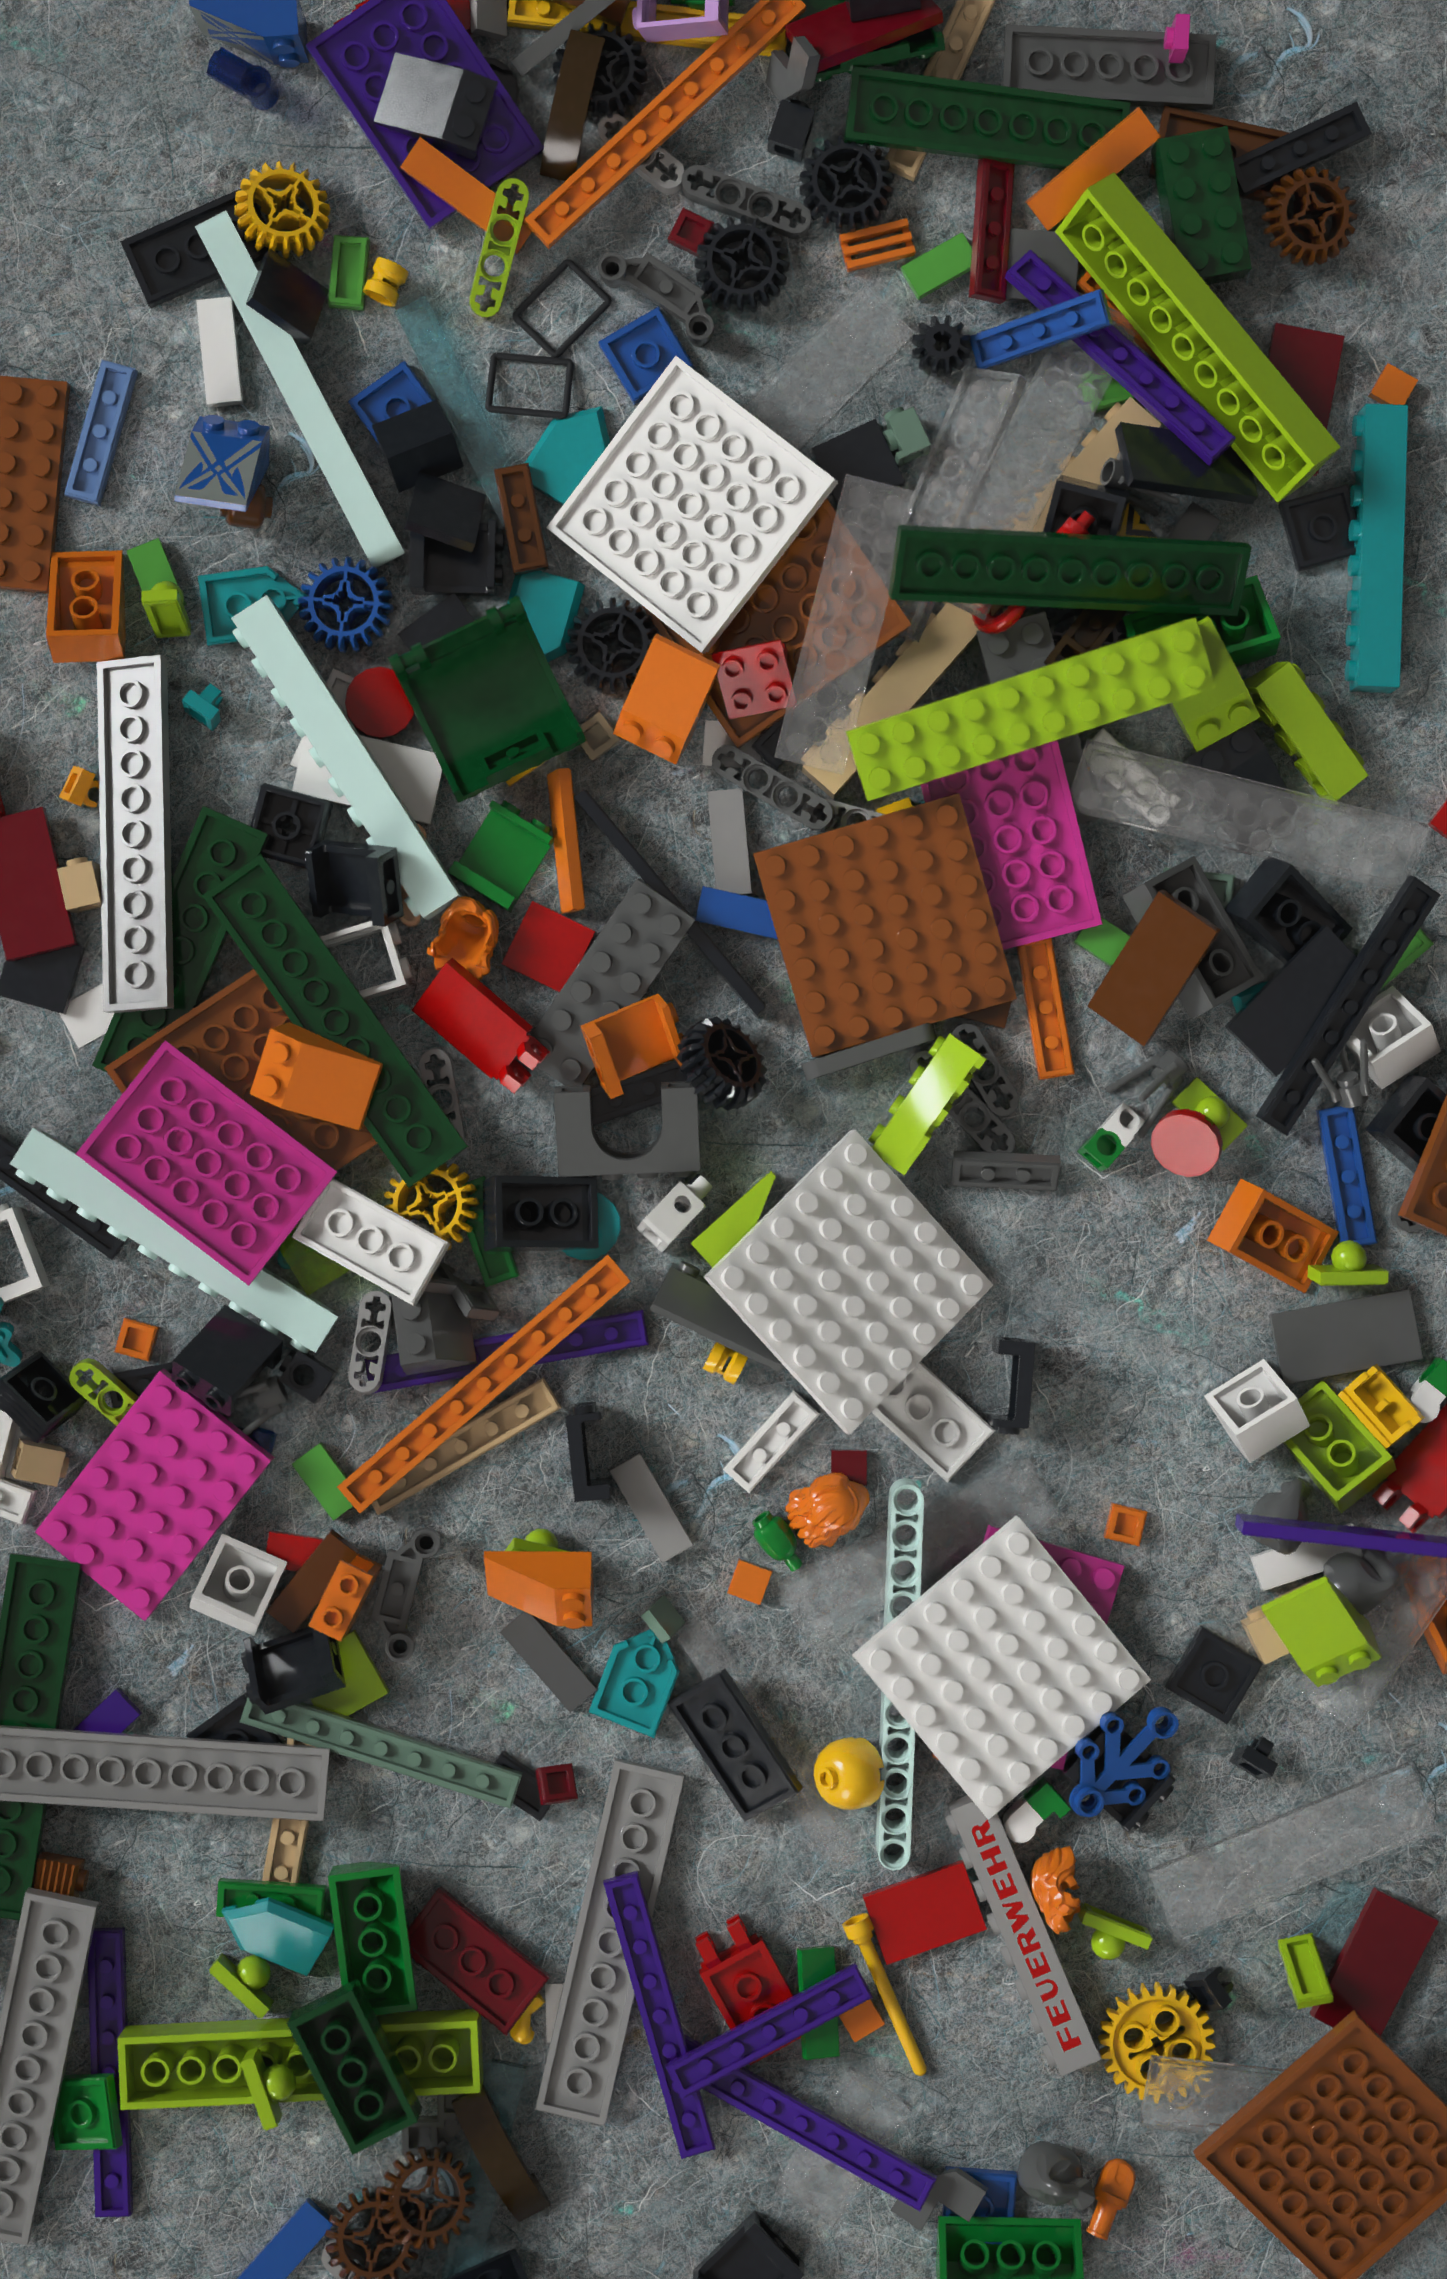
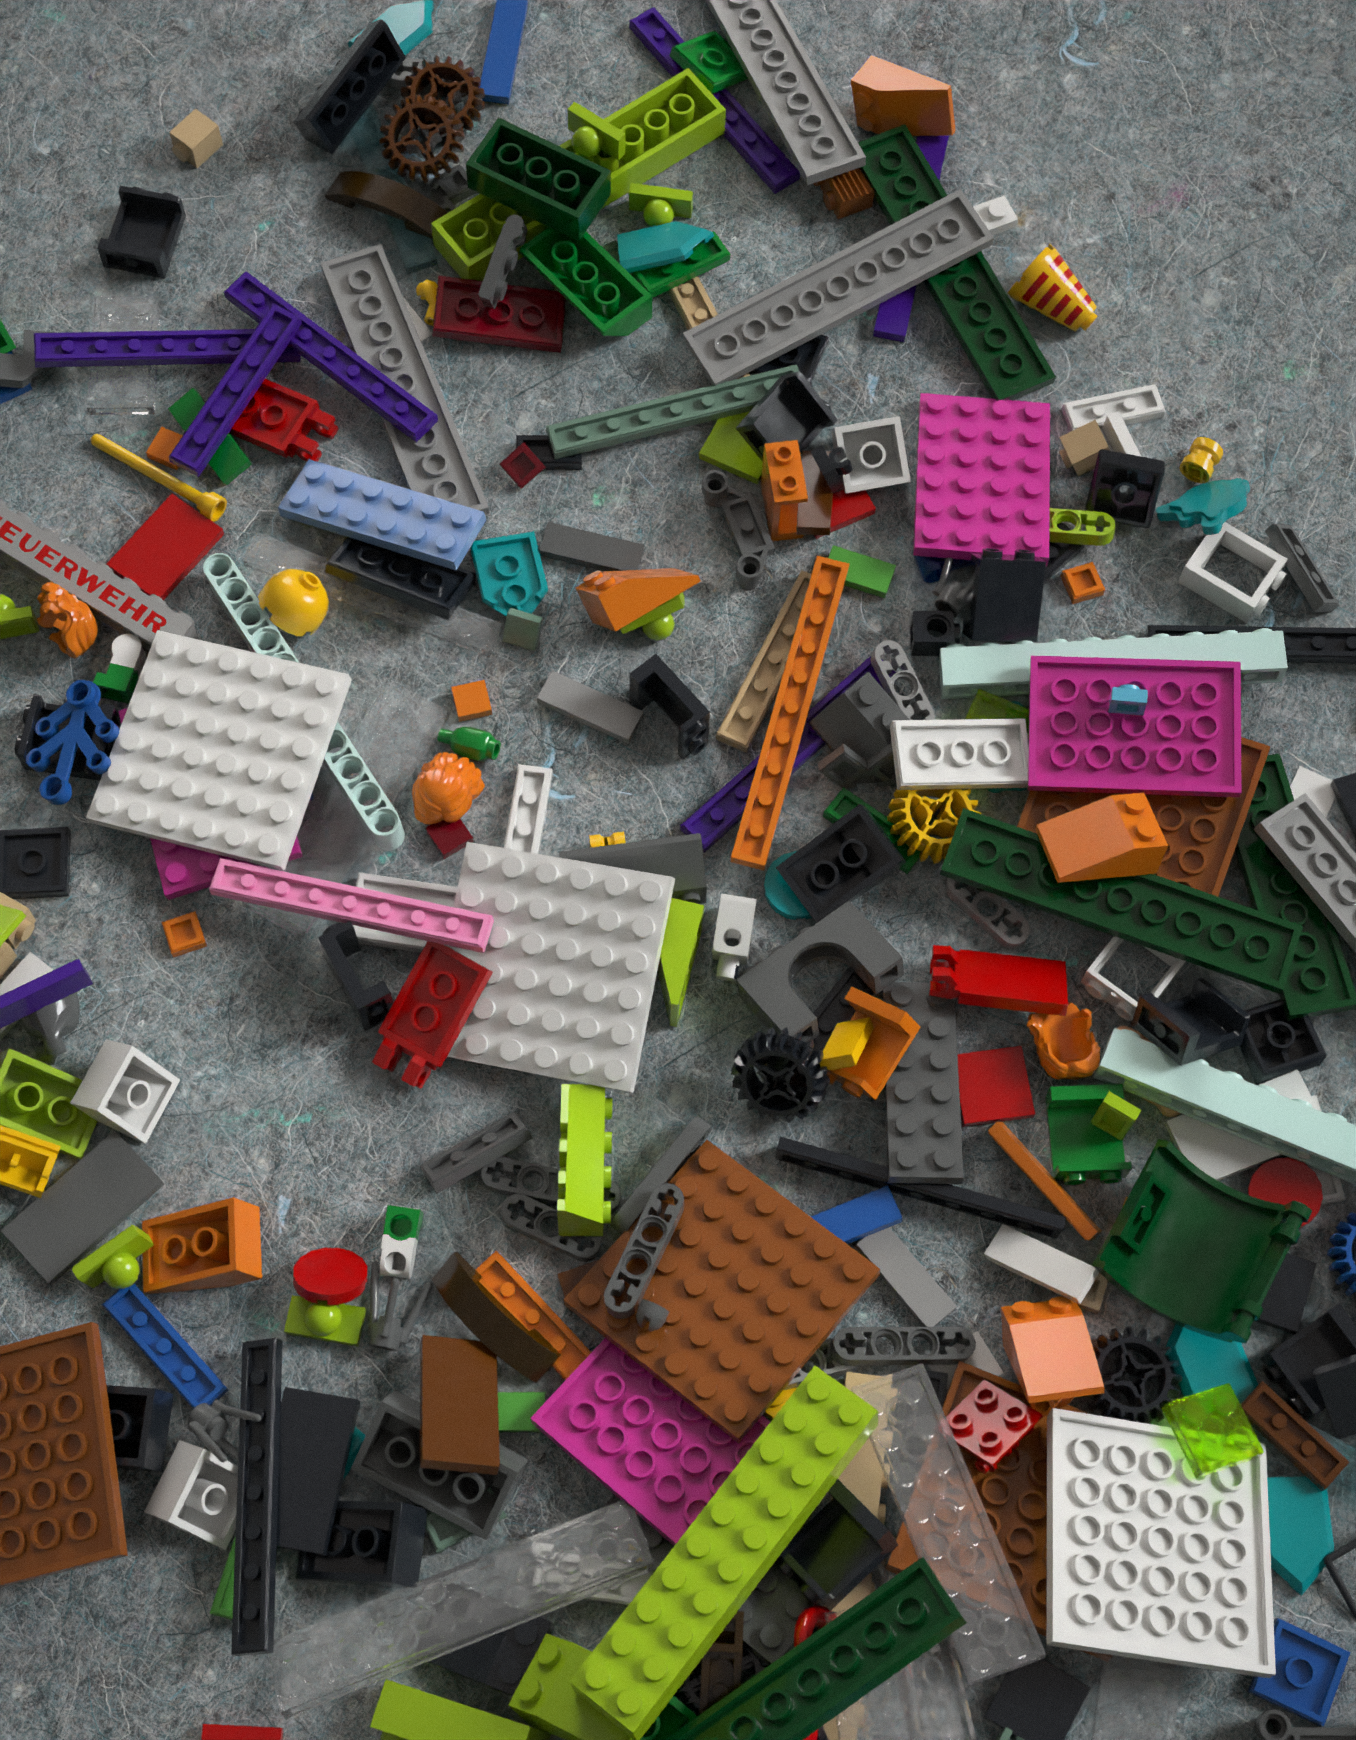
camera: 145 degrees right, 20 degrees down
(200, 1183) = (1128, 700): none -> medium azure plate
(290, 1590) = (830, 467): none -> black tile
(441, 2003) = (502, 260): none -> dark grey hinge
(475, 847) = (1115, 1116): none -> lime tile
(583, 560) = (1212, 1430): none -> clear neon green plate
(620, 775) = (1041, 1264): none -> white tile
(650, 1052) = (846, 1043): none -> yellow tile
(716, 1814) = (382, 514): none -> medium blue plate
(932, 996) = (644, 1250): none -> dark grey beam
(940, 662) = (836, 1548): none -> black panel
(960, 935) = (653, 1313): none -> dark grey hinge
(969, 1311) = (430, 1011): none -> red tile
(981, 1443) = (354, 904): none -> bright pink tile
(1083, 1024) = (491, 1321): none -> dark brown slope

